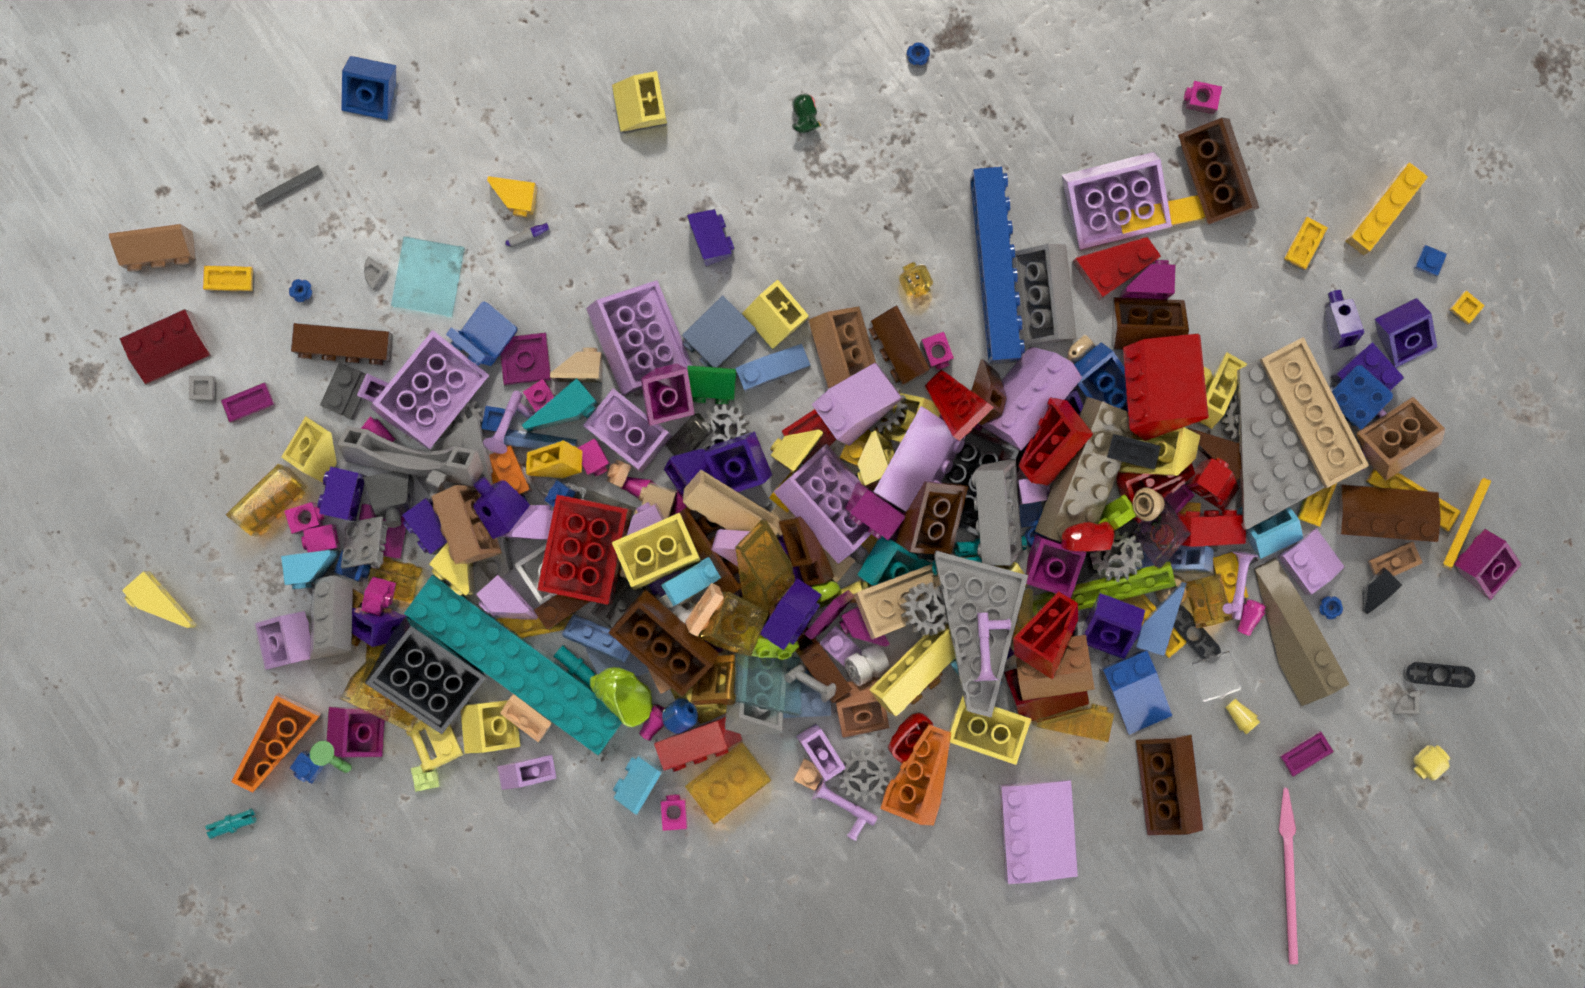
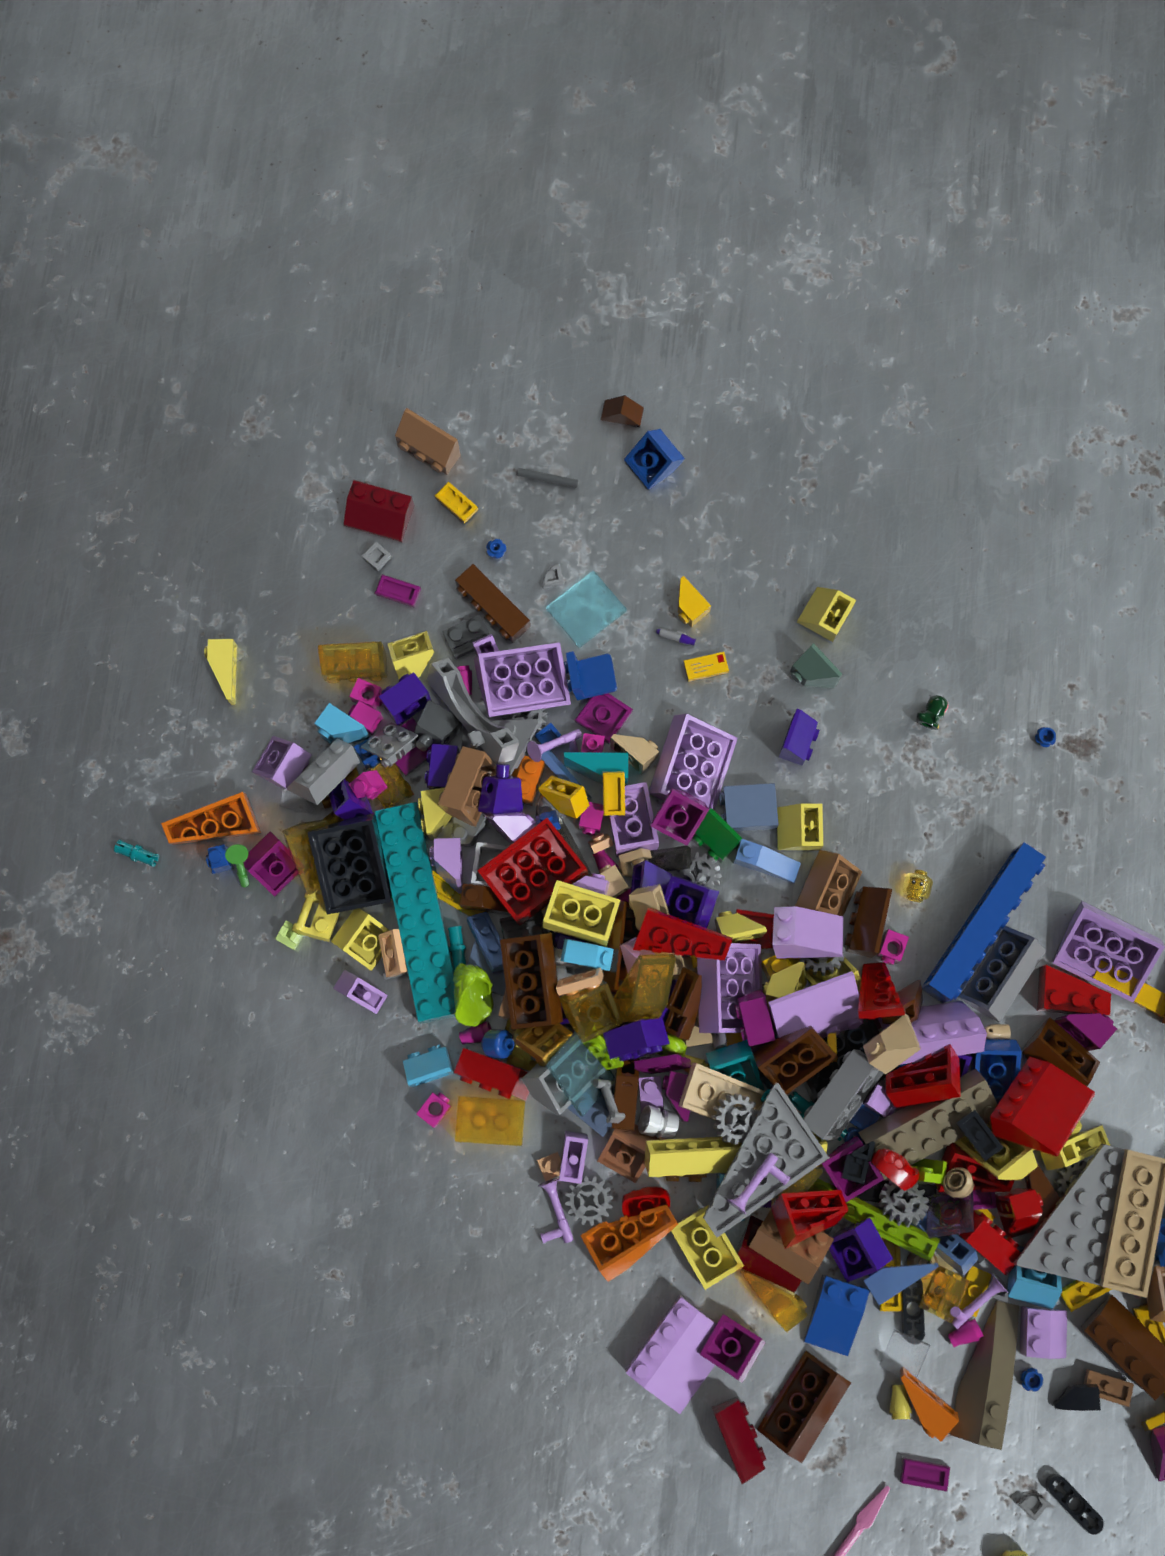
camera: 45 degrees right, 10 degrees down
(301, 66) = (622, 411): none -> reddish brown slope
(576, 239) = (706, 666): none -> yellow tile
(594, 423) = (614, 793): none -> yellow tile
(656, 466) = (632, 858): none -> tan bracket
(672, 164) = (815, 669): none -> sand green slope
(747, 504) = (673, 935): none -> red wing
(954, 478) = (831, 1041): none -> yellow tile
(1003, 440) = (892, 1045): none -> tan slope
(1054, 559) = (857, 1163): none -> black slope
(1076, 790) = (732, 1348): none -> magenta slope
(1139, 854) = (739, 1438): none -> dark red slope
(1274, 701) = (932, 1411): none -> orange slope

